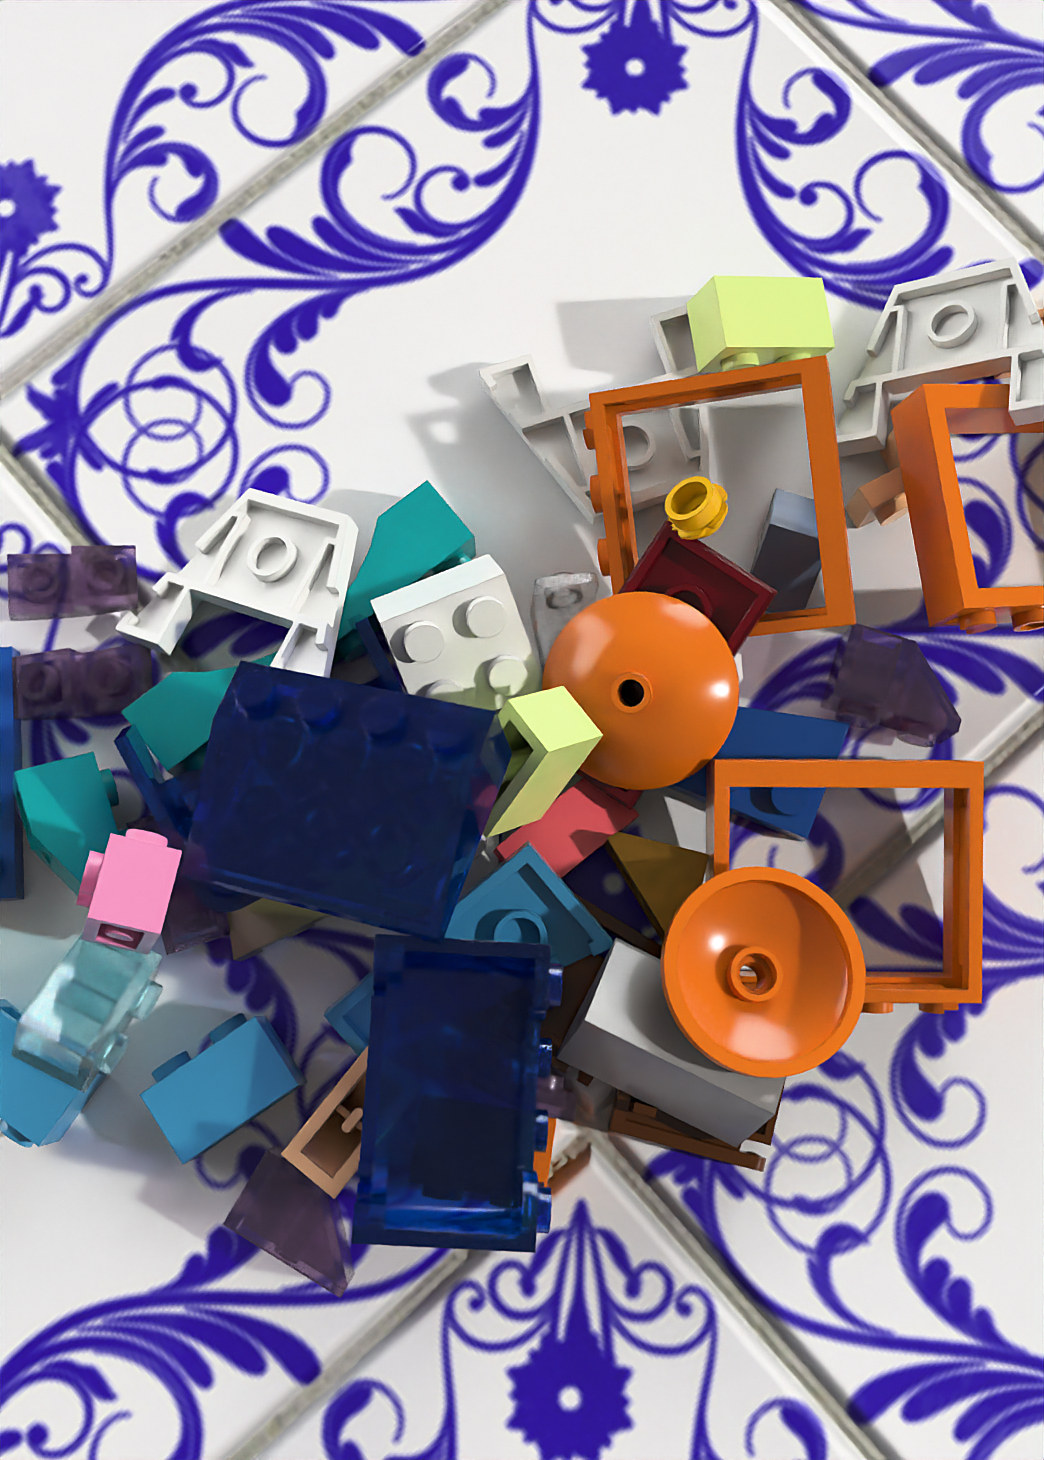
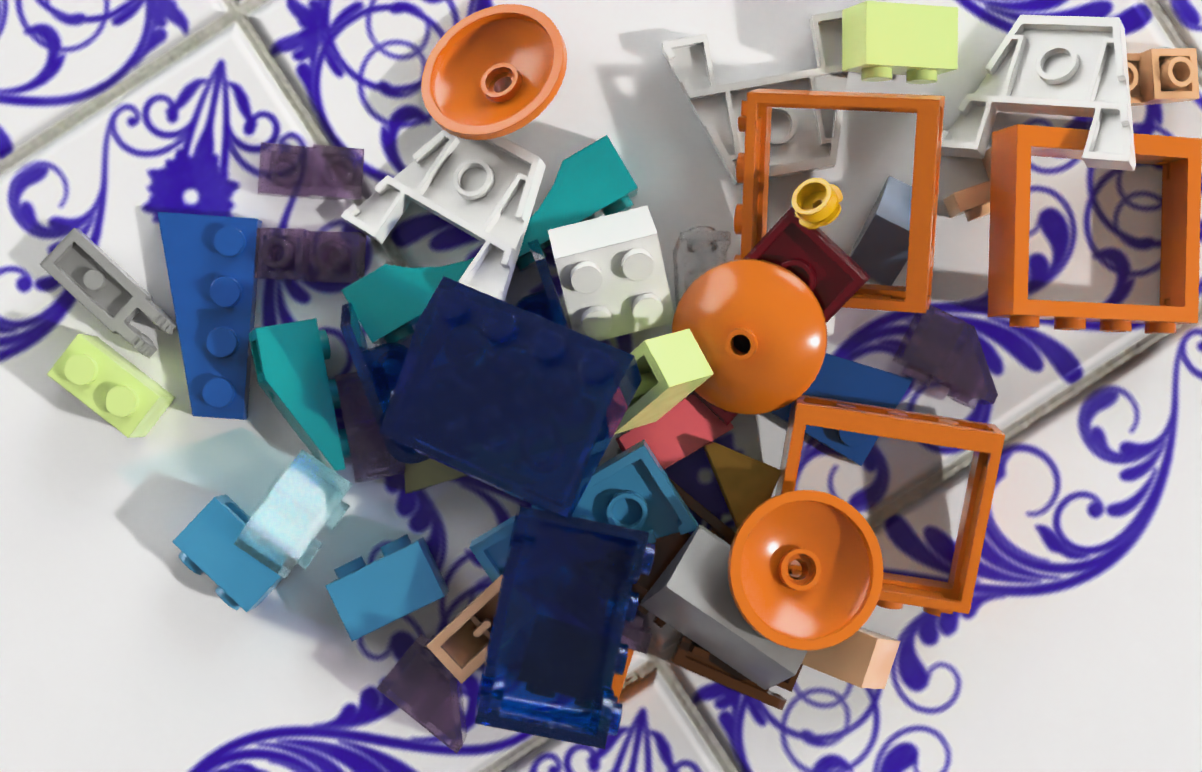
camera: 15 degrees right, 10 degrees up
(128, 890) = (337, 439): bright pink brick -> none
(281, 429) = (494, 72): none -> orange dish
(847, 1085) = (859, 660): none -> light nougat slope

